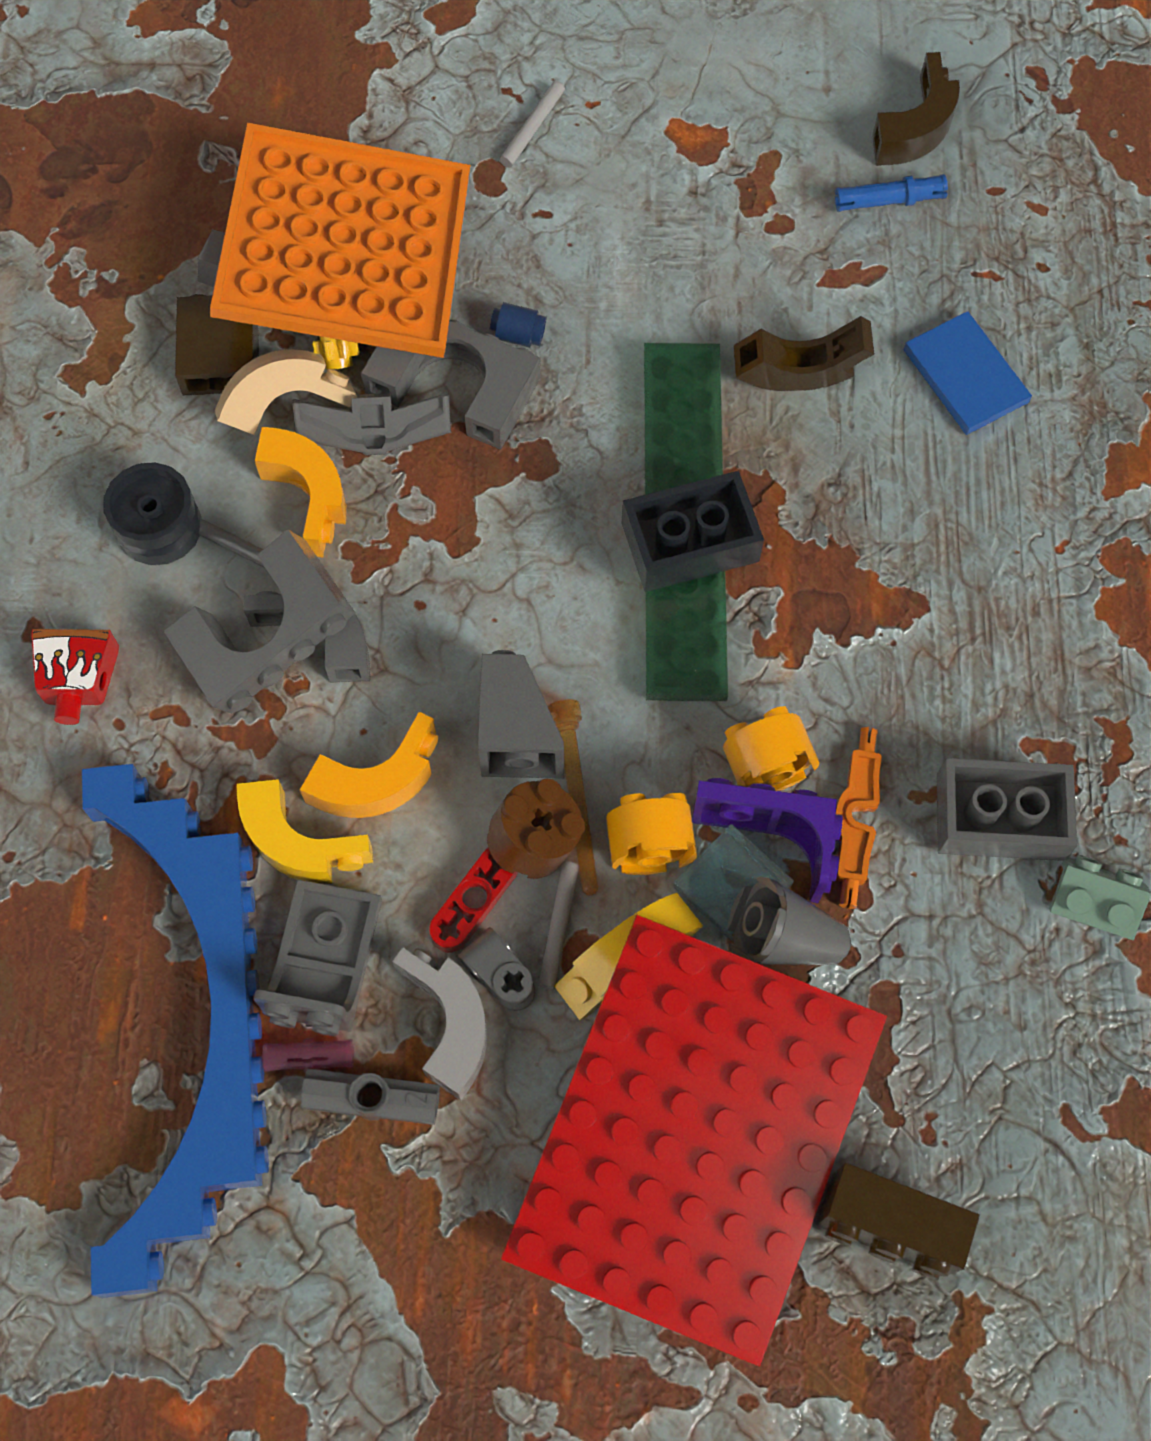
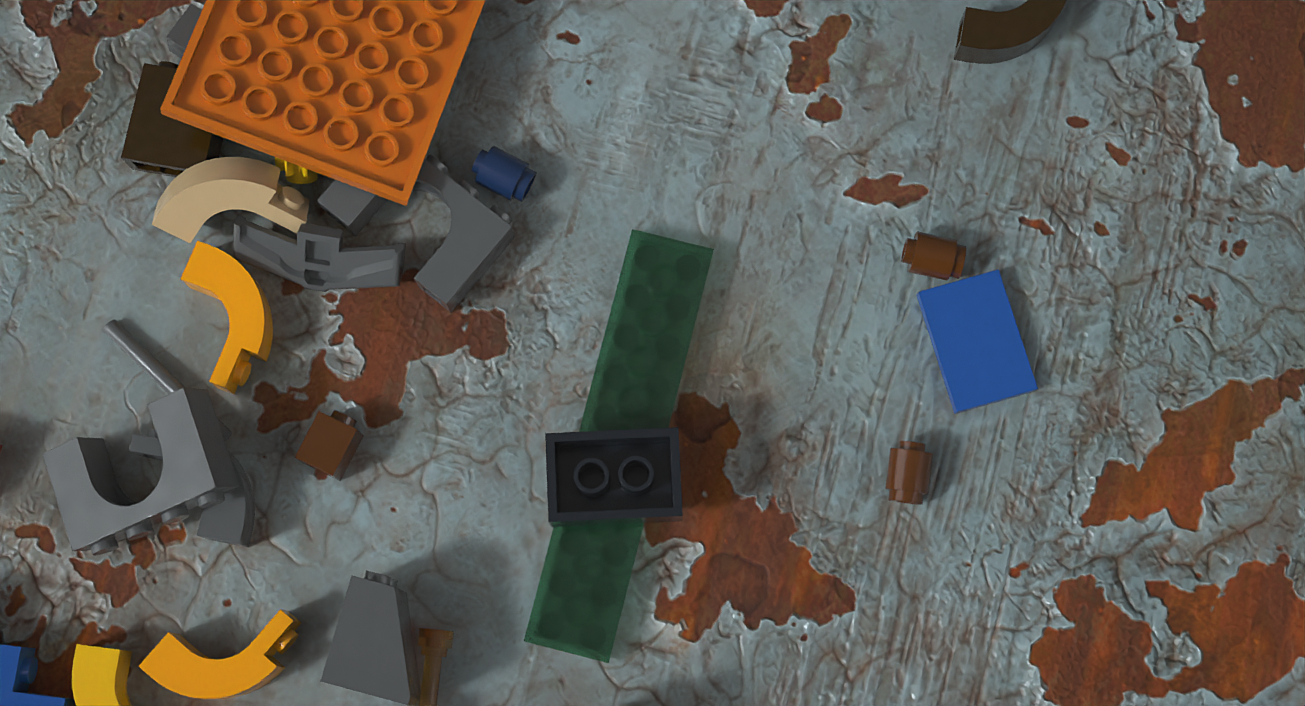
camera: 15 degrees right, 10 degrees up
(152, 513) = (62, 313): black wheel -> none
(424, 573) = (330, 444): none -> reddish brown brick
(803, 365) = (796, 292): dark brown arch -> none
(897, 192) = (957, 103): blue pin -> none
(910, 311) = (934, 256): none -> reddish brown brick
(943, 485) = (908, 473): none -> reddish brown brick

